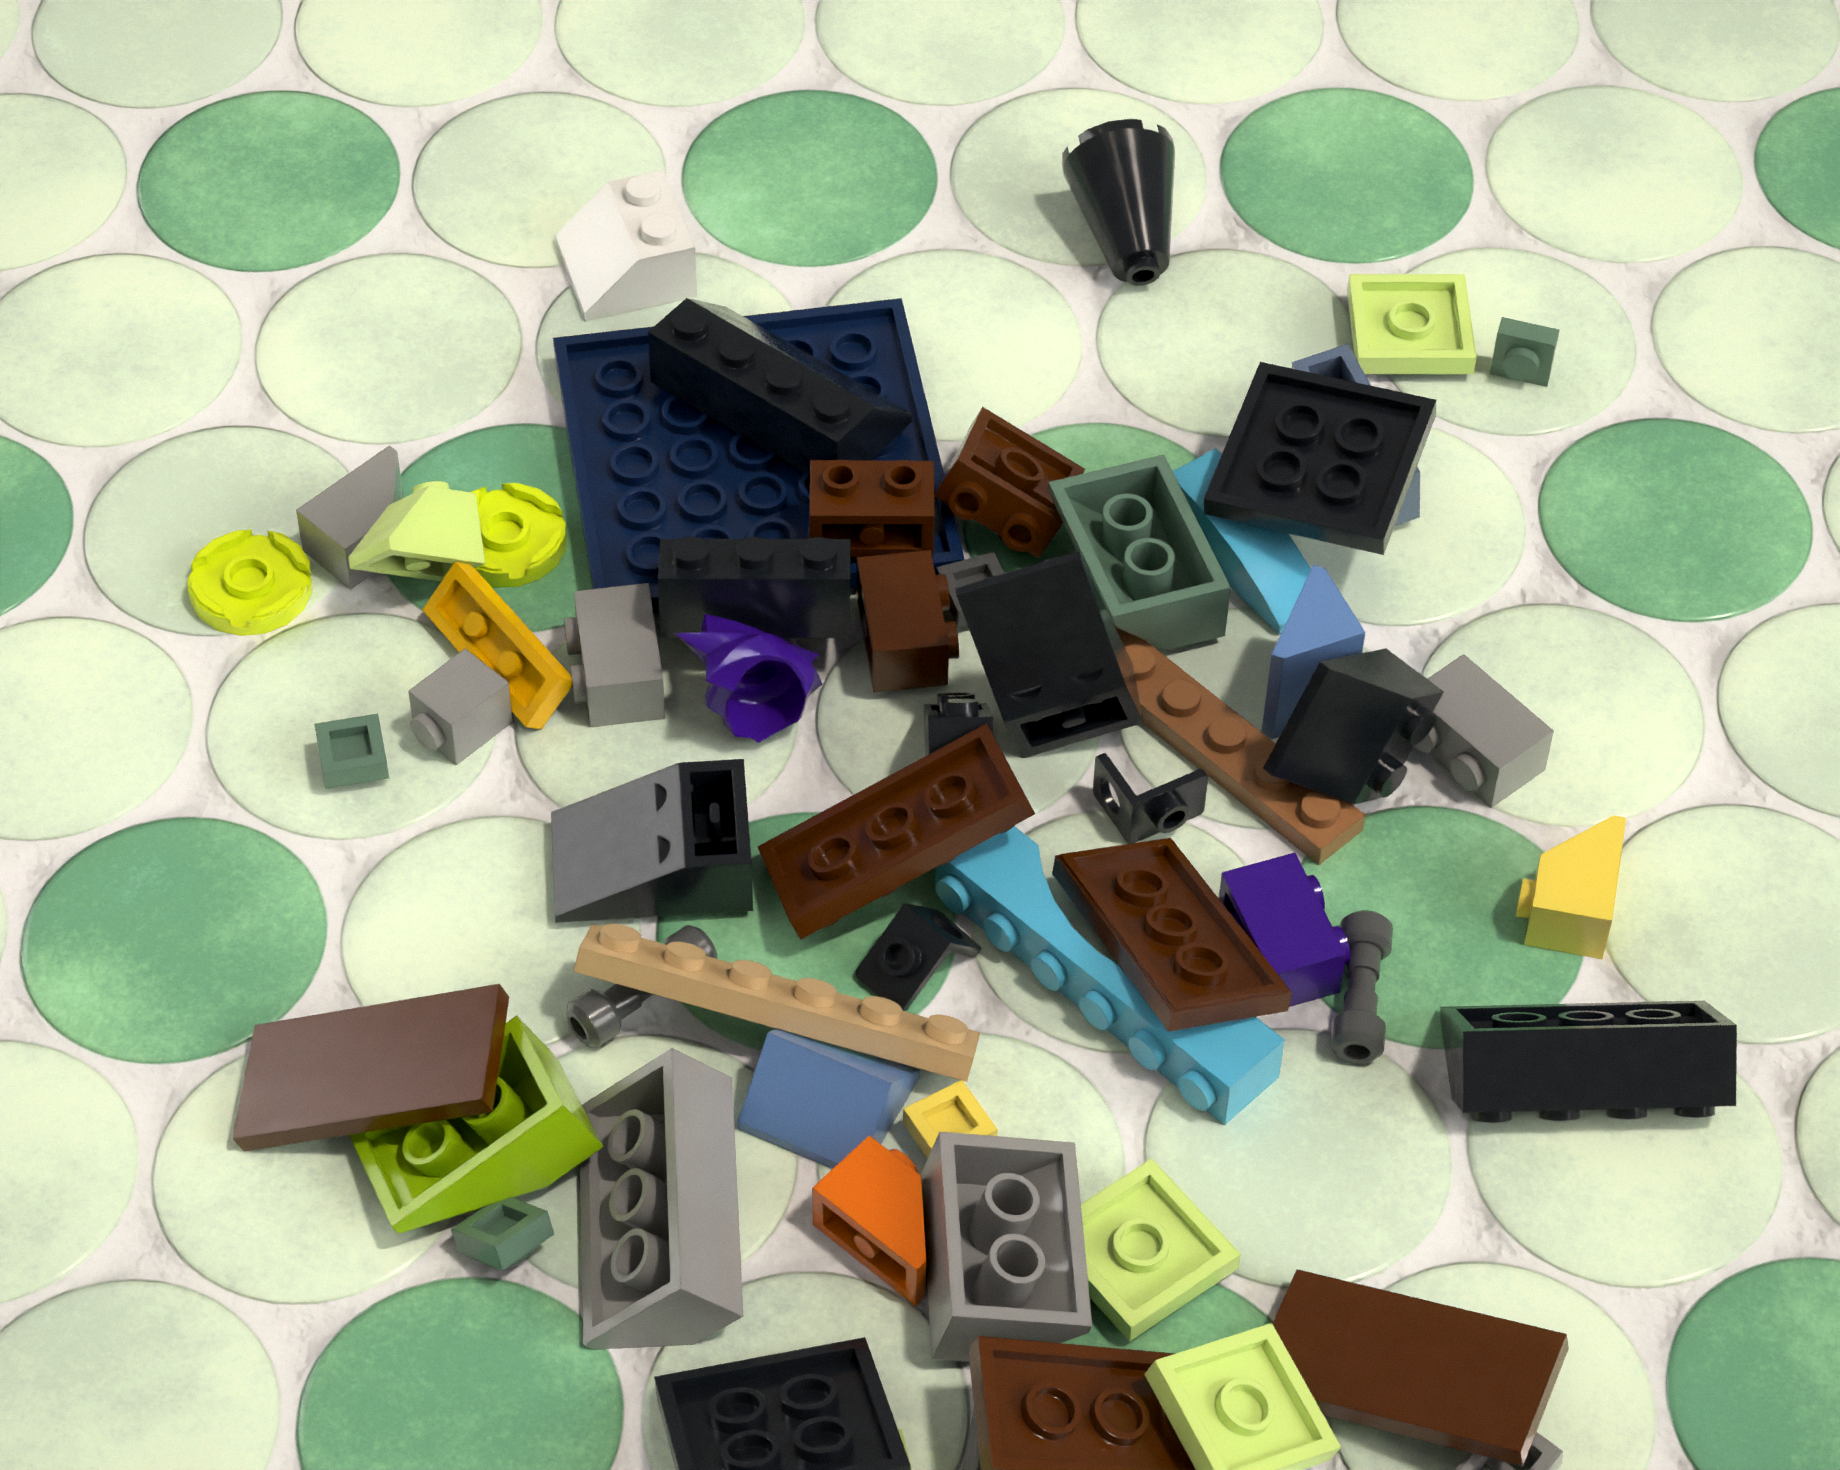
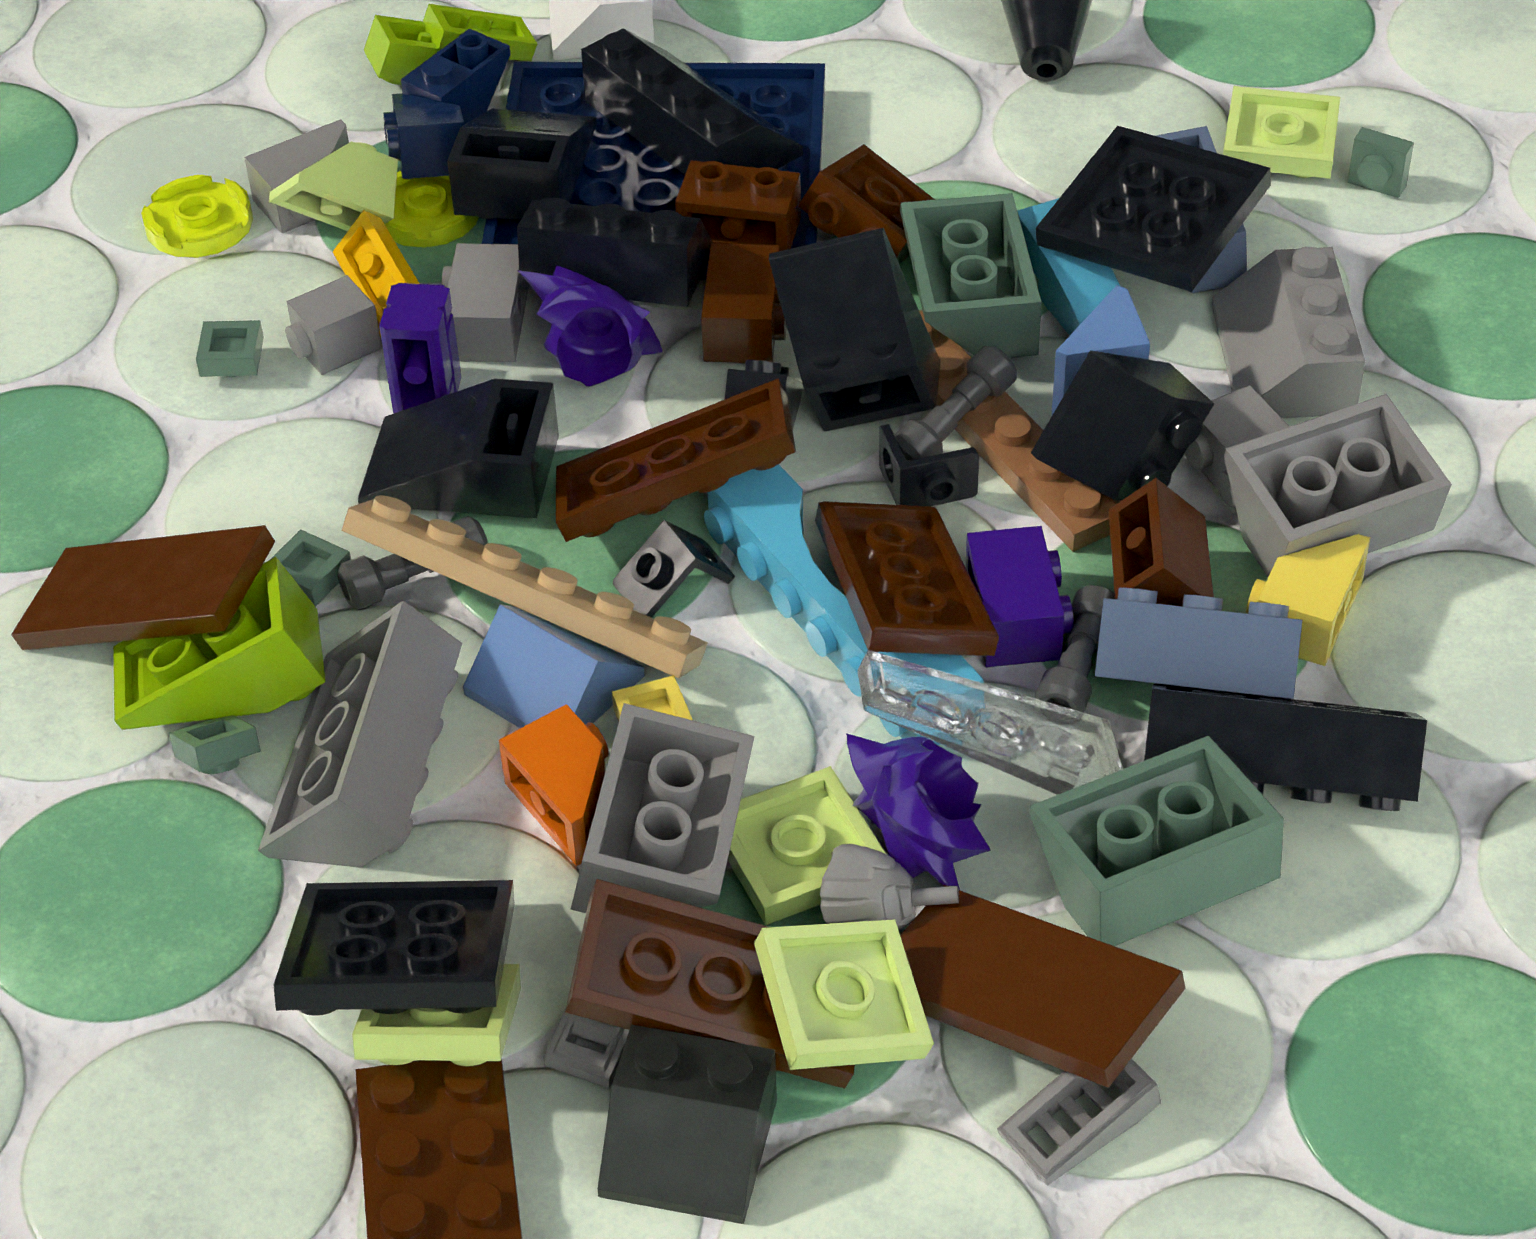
camera: 15 degrees right, 5 degrees down
(464, 318) = (402, 45): none -> lime slope
(489, 453) = (421, 134): none -> dark blue slope
(498, 382) = (461, 73): none -> dark blue slope
(538, 1003) = (312, 563): none -> sand green plate
(578, 731) = (419, 344): none -> dark purple brick
(614, 478) = (516, 157): none -> black slope
(1192, 678) = (988, 374): none -> dark grey piece
(1234, 1292) = (873, 887): none -> light grey piece
(1254, 1189) = (919, 803): none -> dark purple hair
(1319, 1093) = (993, 725): none -> clear wing
(1421, 868) = (1160, 545): none -> reddish brown brick
(1483, 579) = (1291, 333): none -> light grey slope
(1484, 965) = (1199, 644): none -> sand blue brick
(1499, 1191) = (1158, 841): none -> sand green slope
(1575, 761) = (1335, 480): none -> light grey slope

